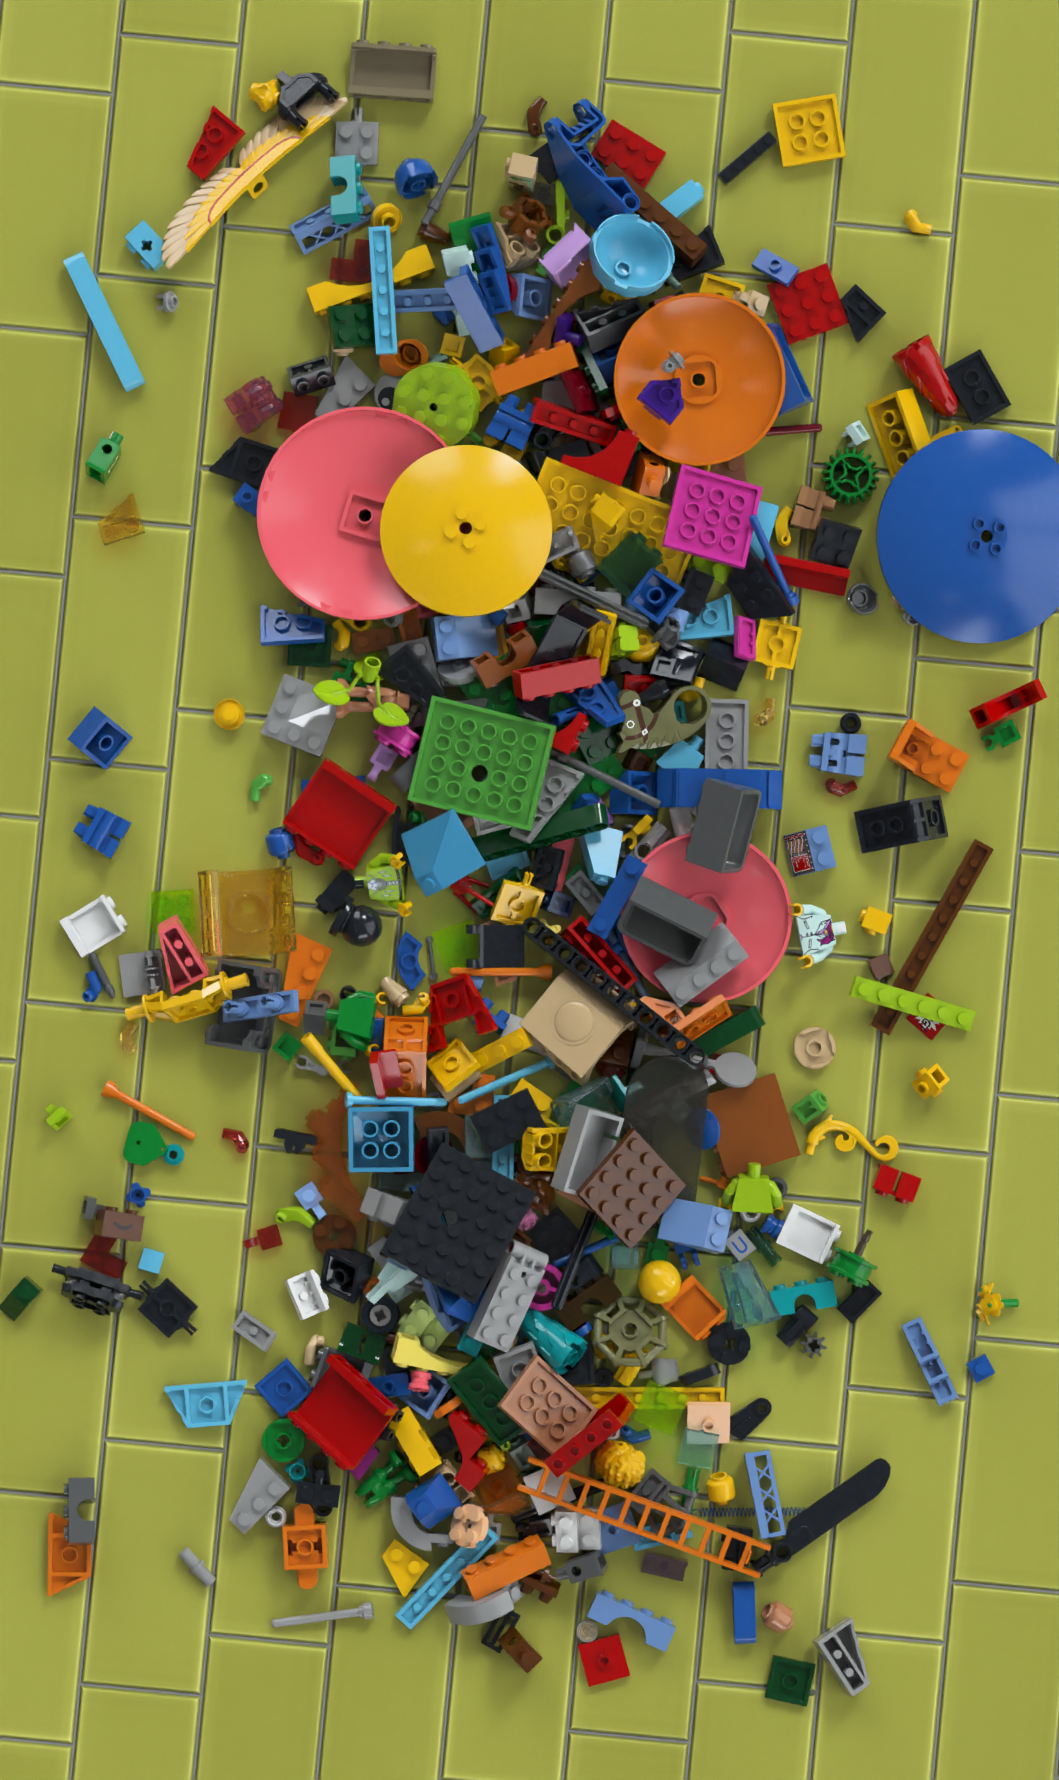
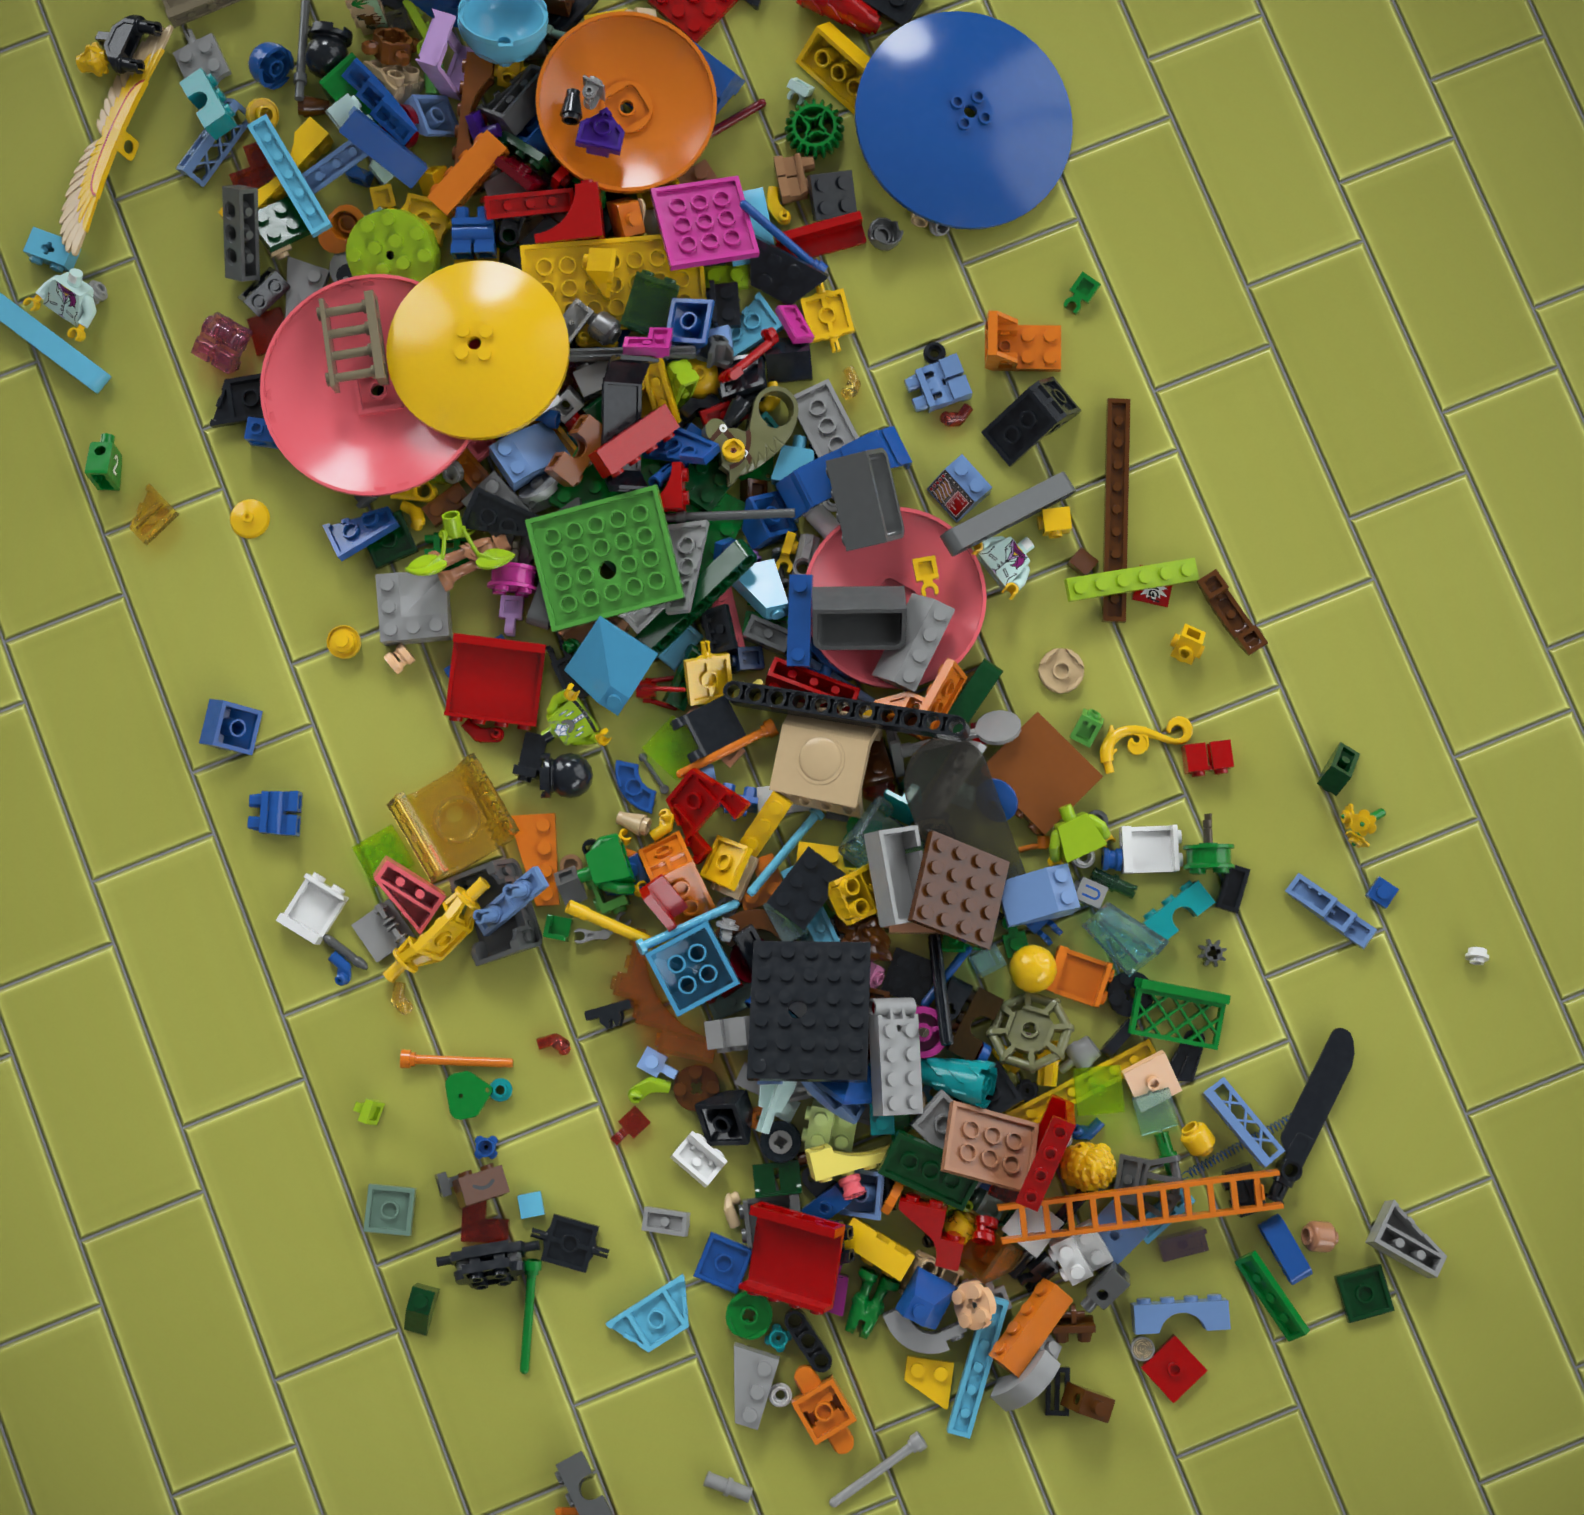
camera: 20 degrees left, 5 degrees down
(35, 1205) = (390, 1209): none -> sand green plate
(126, 1313) = (532, 1268): none -> green piece
(144, 300) = (68, 298): none -> light aqua torso
(202, 565) = (249, 518): none -> yellow piece
(215, 143) = (70, 124): red wing -> none
(257, 784) = (404, 694): bright green arm -> none
(273, 749) = (403, 654): none -> light nougat wheel
(280, 842) = (453, 737): blue head -> none
(317, 320) = (241, 232): none -> dark grey brick
(318, 1492) = (809, 1349): black plate -> none
(381, 485) = (374, 349): none -> dark tan fence
(426, 1118) = (726, 926): none -> light grey plate
(444, 1441) = (905, 1233): black plate -> none
(469, 194) = (326, 47): none -> black tile
(509, 1471) = (985, 1230): none -> red wheel
(615, 605) = (655, 345): none -> dark pink plate
(635, 726) = (733, 450): none -> yellow tile
(649, 364) = (571, 109): none -> black cone
(671, 659) = (770, 339): none -> red hinge
(713, 1643) = (1272, 1296): none -> green plate
(743, 910) = (926, 571): none -> yellow plate
(768, 1363) = (1176, 993): none -> green fence
(799, 1323) = (1186, 942): black piece -> none
(837, 896) = (1007, 514): none -> beam
(980, 1073) = (1230, 613): none -> reddish brown slope
(999, 1248) = (1338, 769): none -> dark green slope
(1008, 703) = (1073, 257): red arch -> none
(1029, 1459) = (1477, 955): none -> white plate

